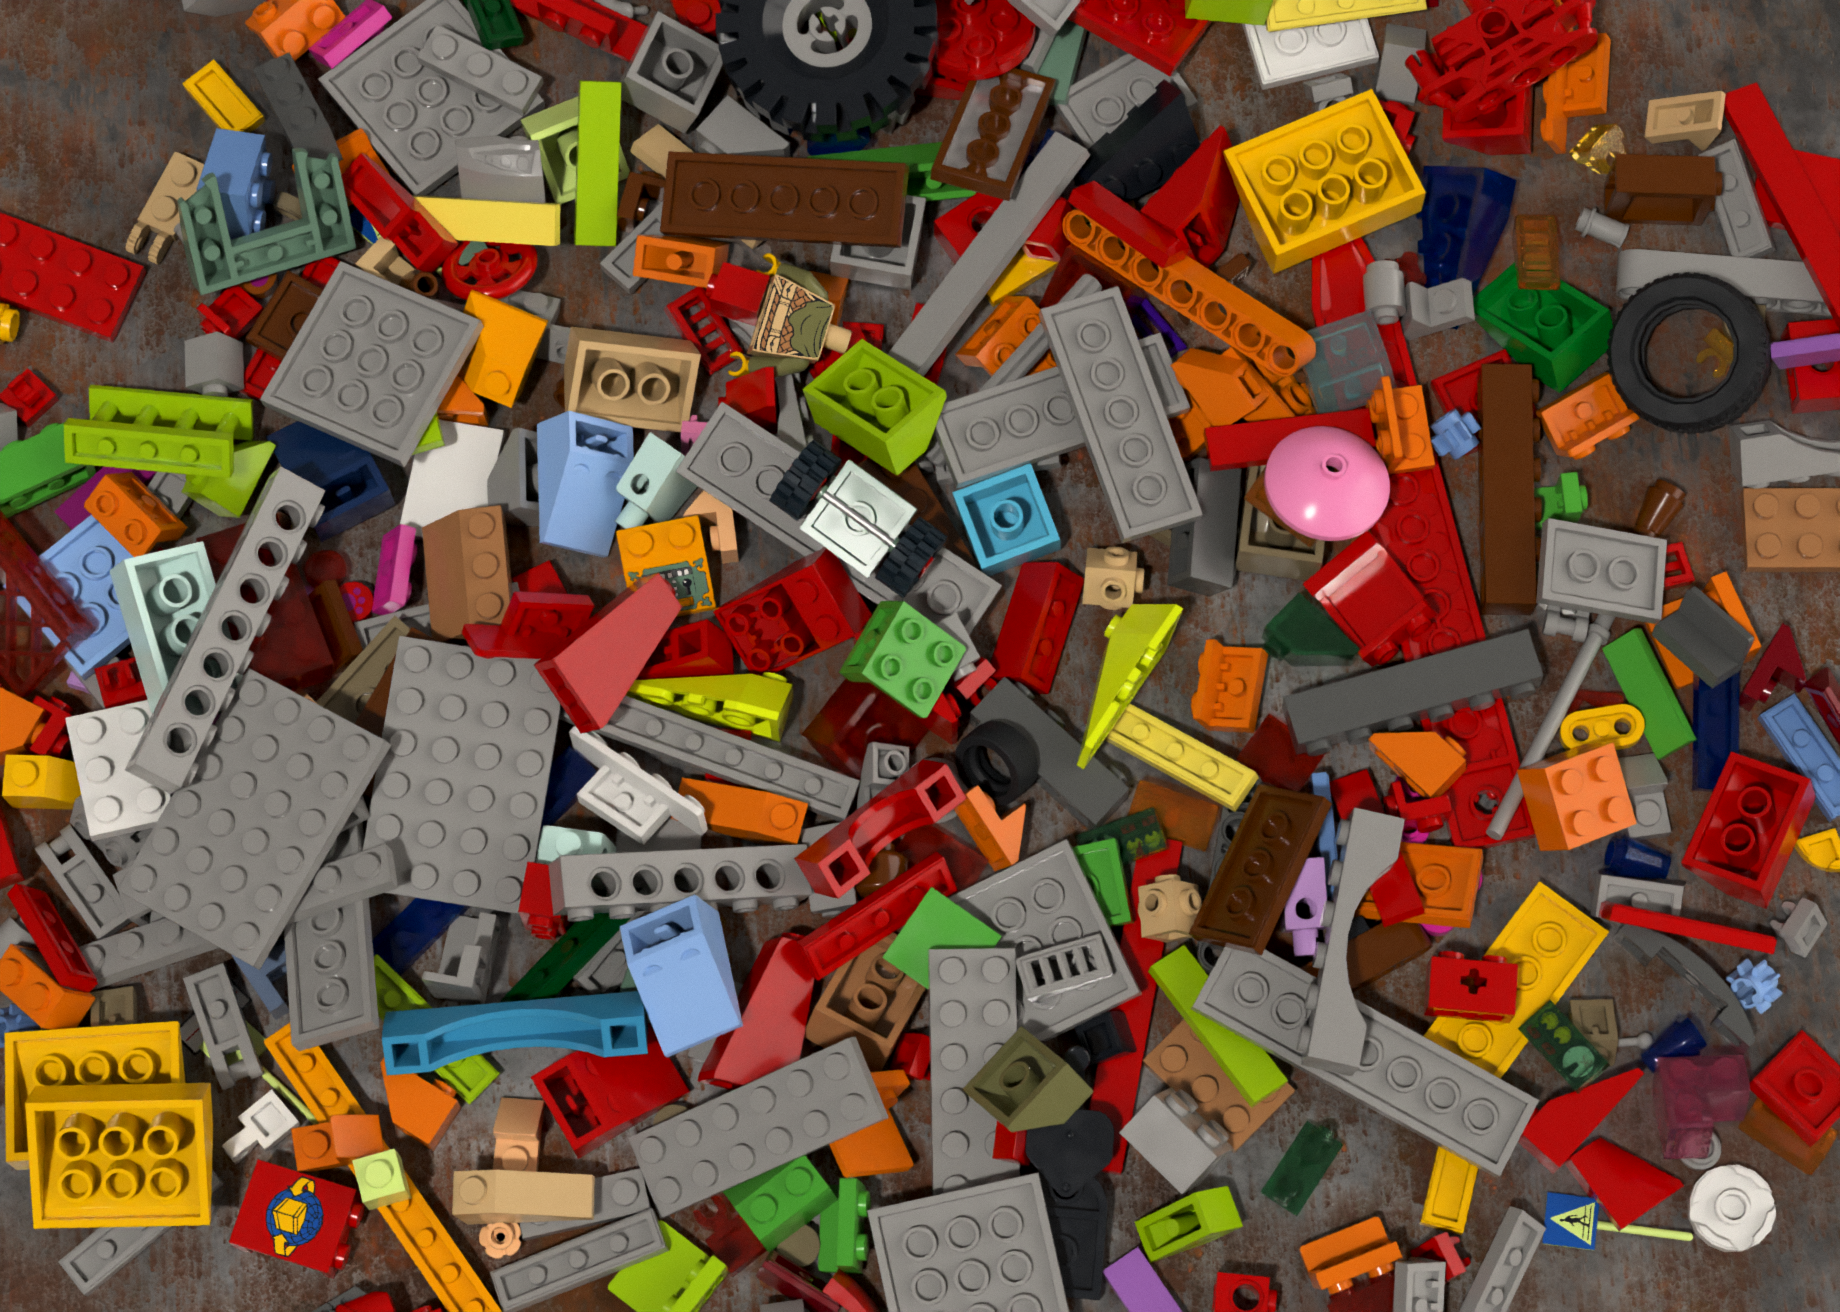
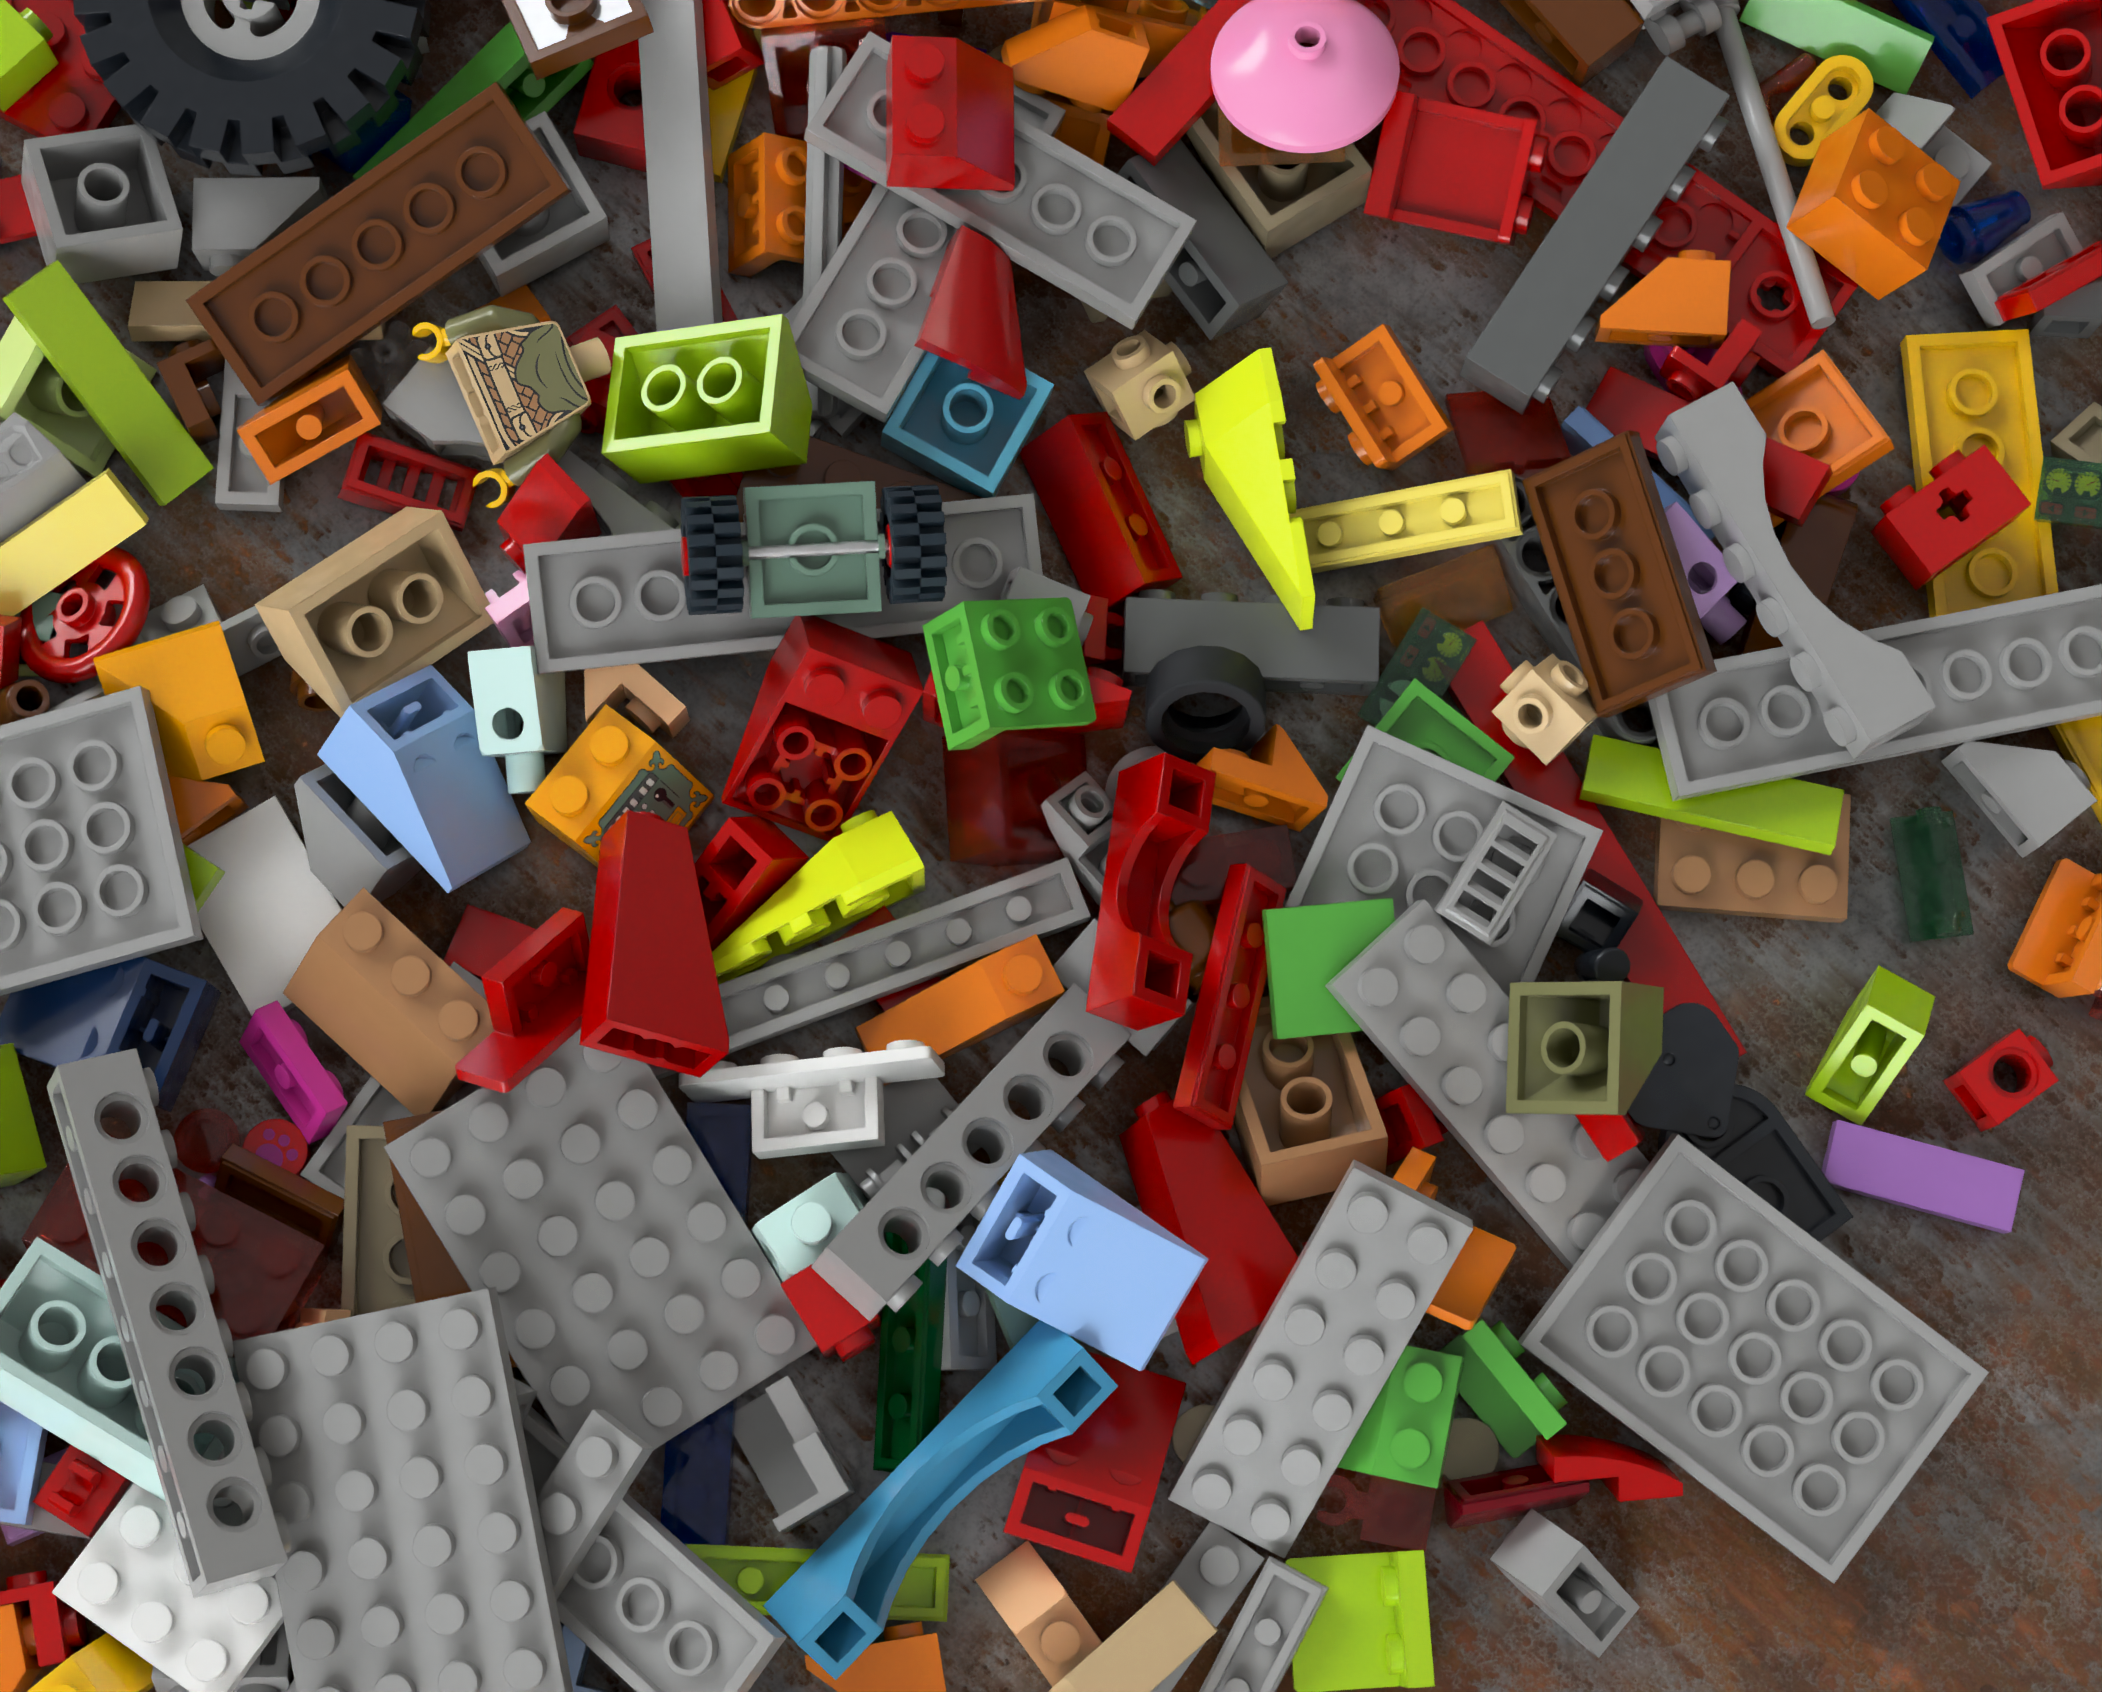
camera: 50 degrees left, 5 degrees up
(737, 293) = (422, 401): red brick -> none
(1047, 471) = (976, 314): none -> red slope
(1116, 359) = (948, 116): none -> red slope
(1177, 1139) = (1788, 961): light grey brick -> none
(1307, 637) = (1415, 270): clear green slope -> none
(1389, 1165) = (2021, 790): none -> light grey slope

